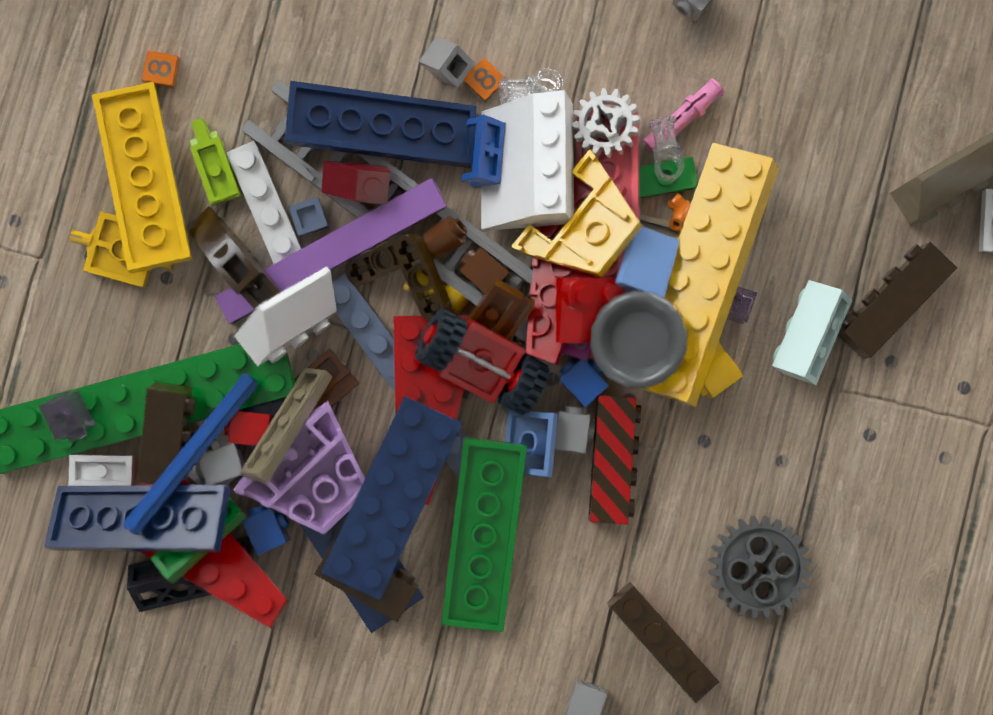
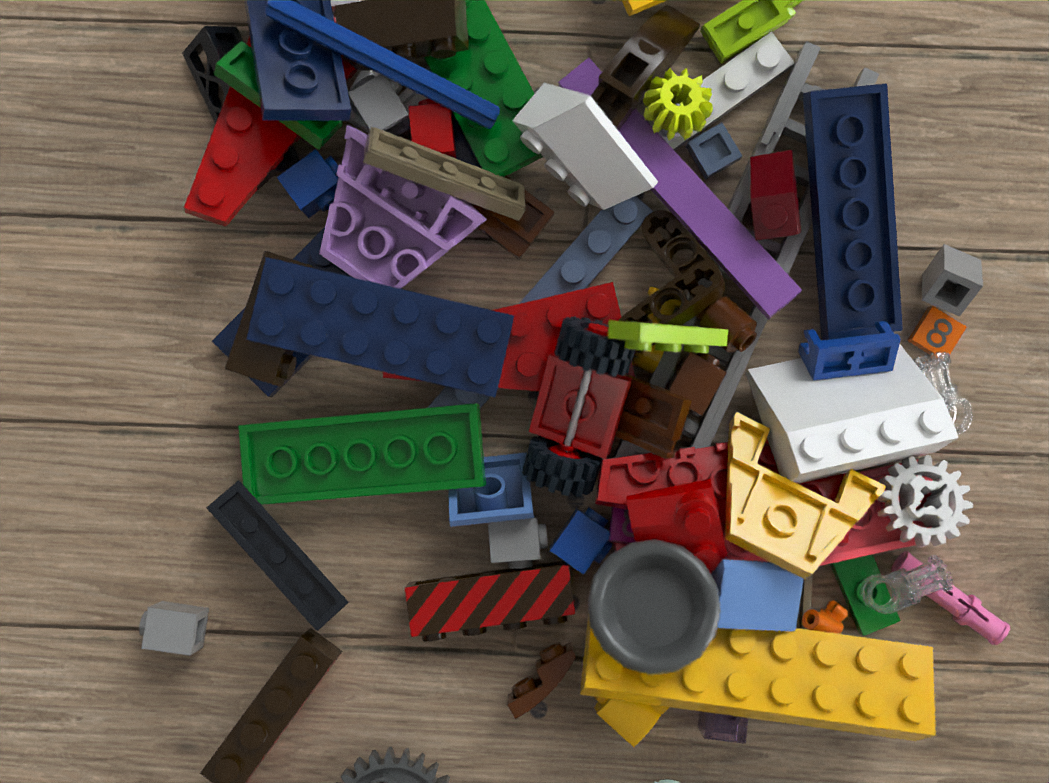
camera: 85 degrees right, 0 degrees up
(259, 232) = (674, 89): none -> neon yellow gear
(445, 286) = (666, 337): none -> lime plate
(546, 613) = (277, 555): none -> black fence
(674, 424) = (551, 668): none -> reddish brown slope

